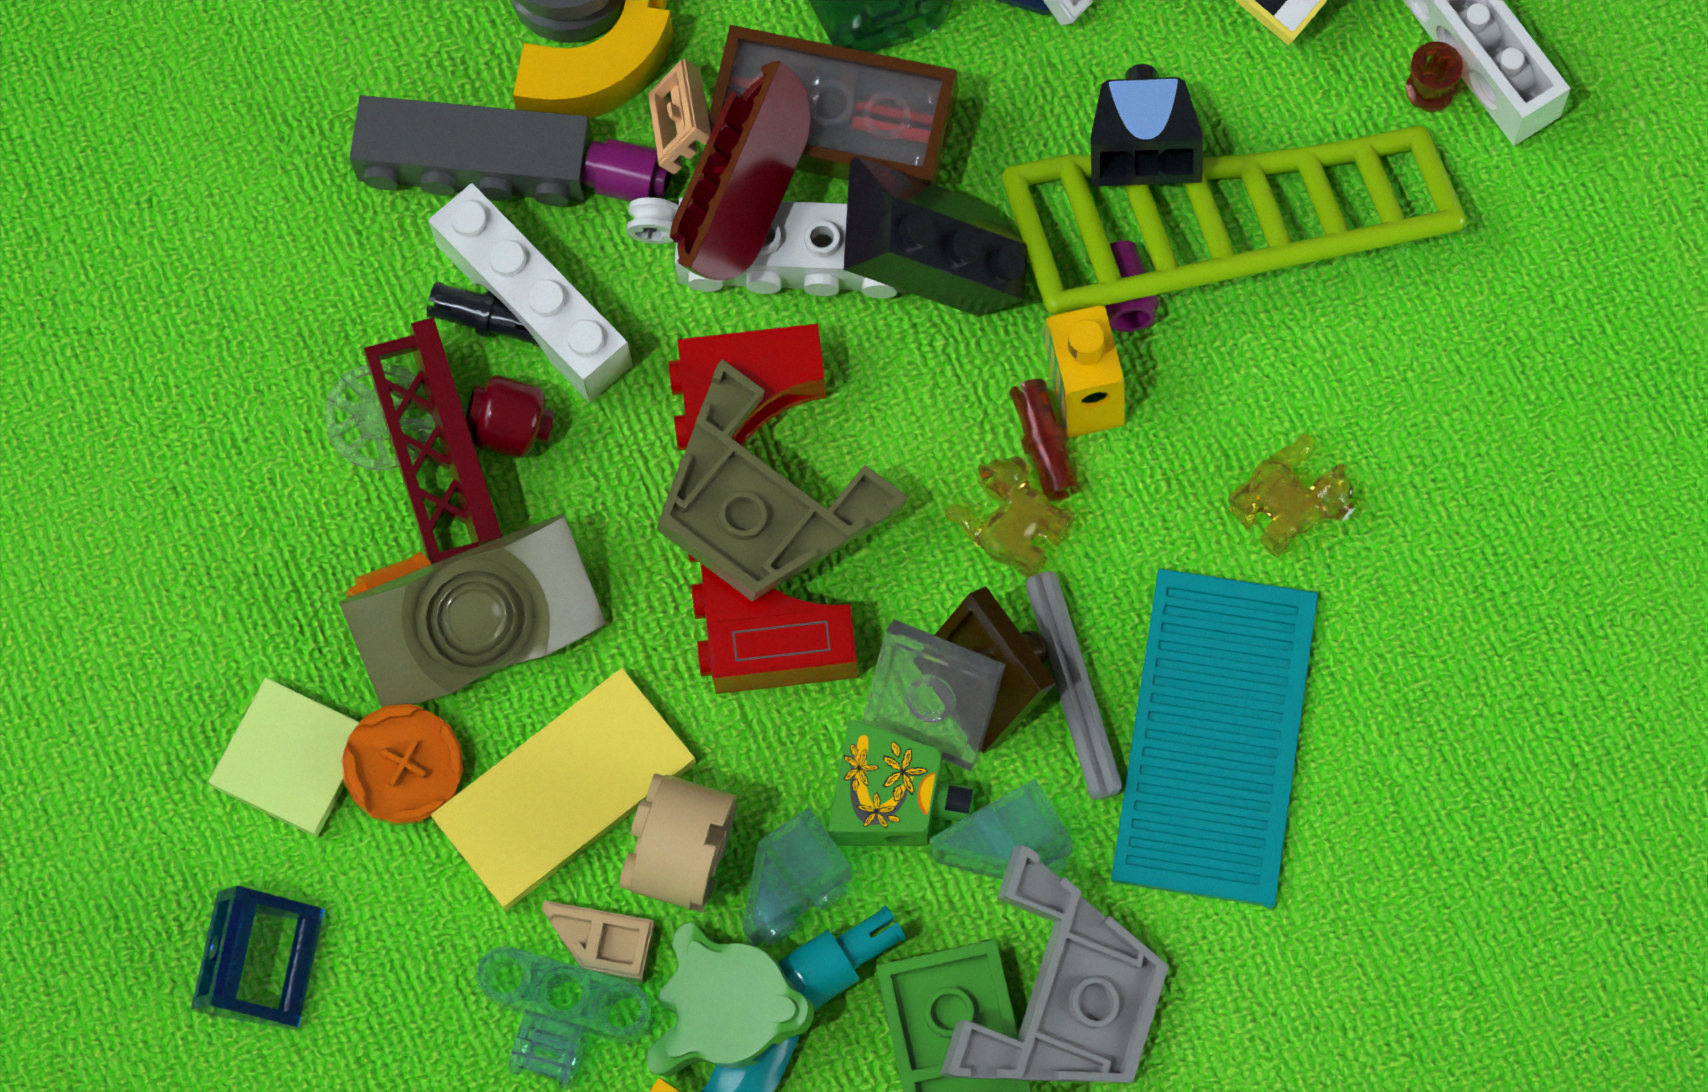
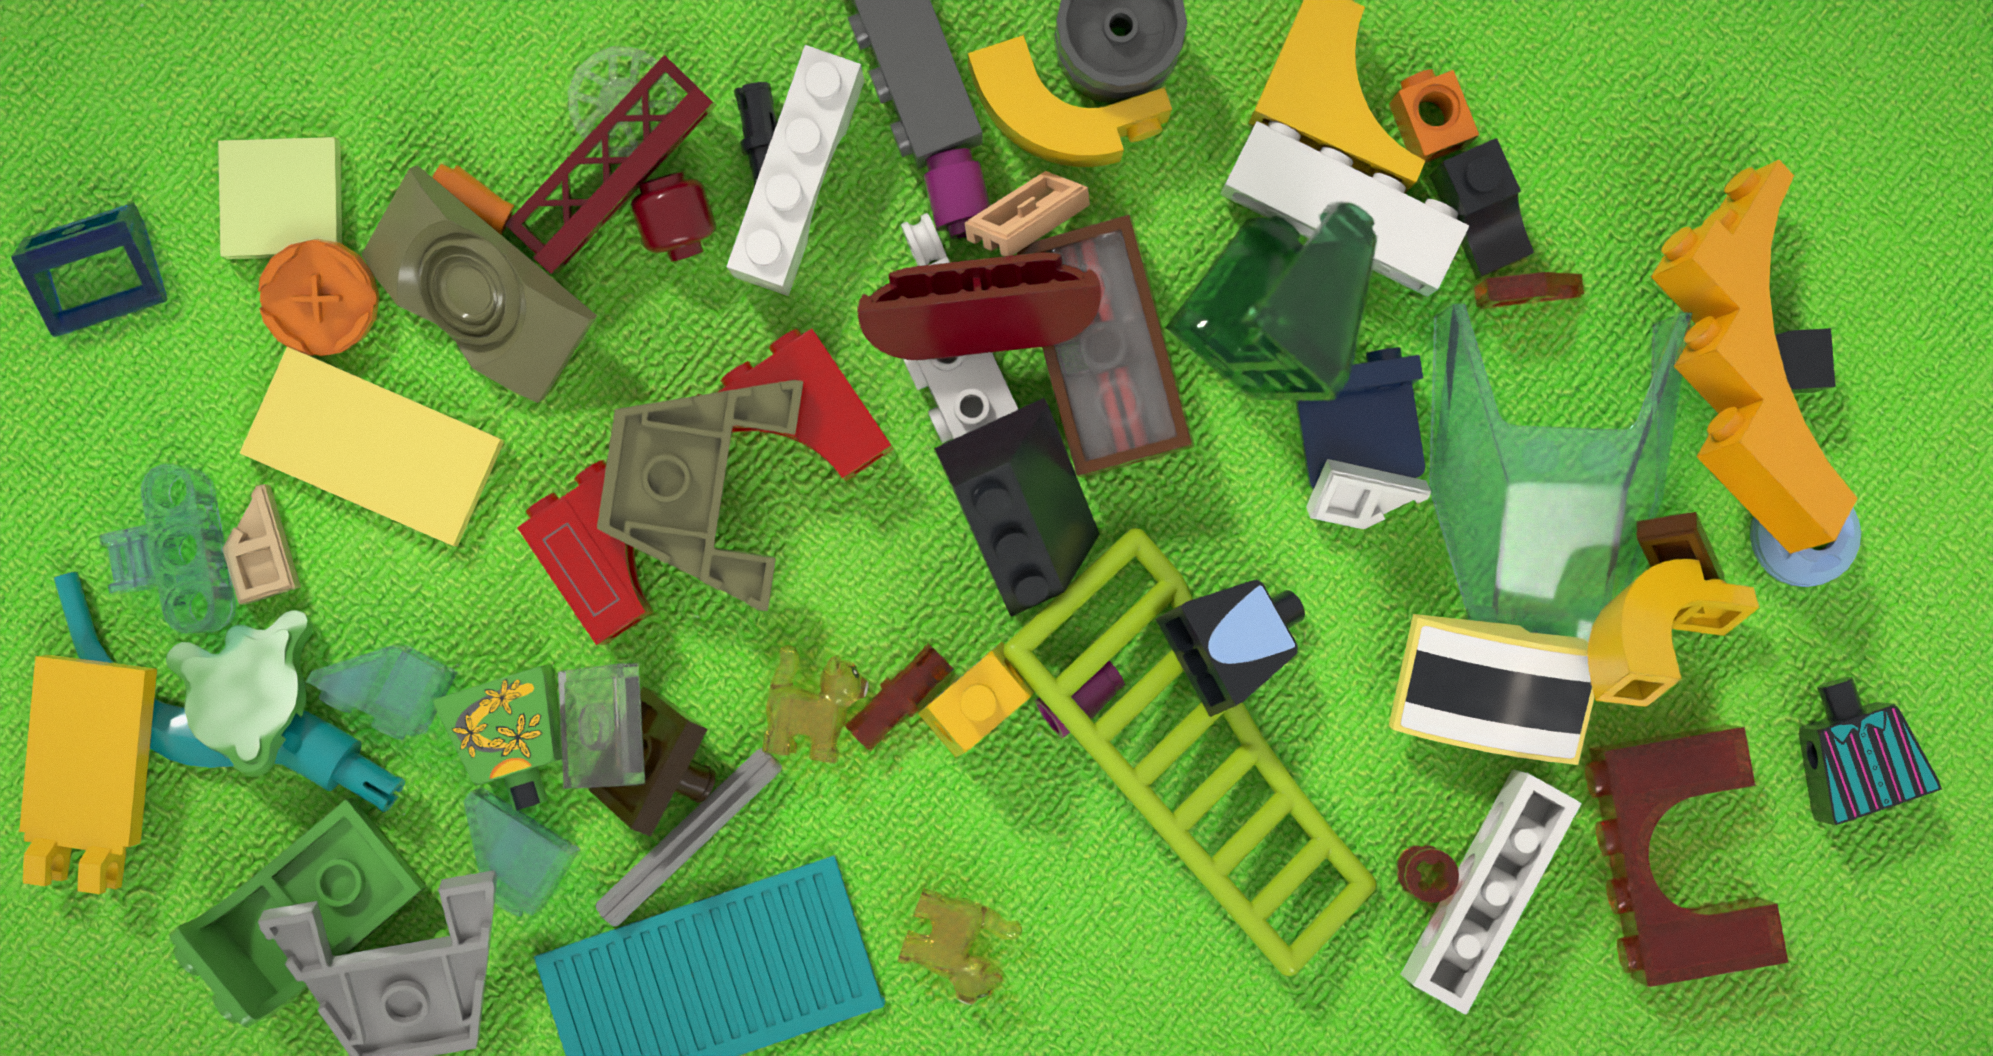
camera: 50 degrees right, 15 degrees up
(679, 842) = (356, 576): tan brick -> none

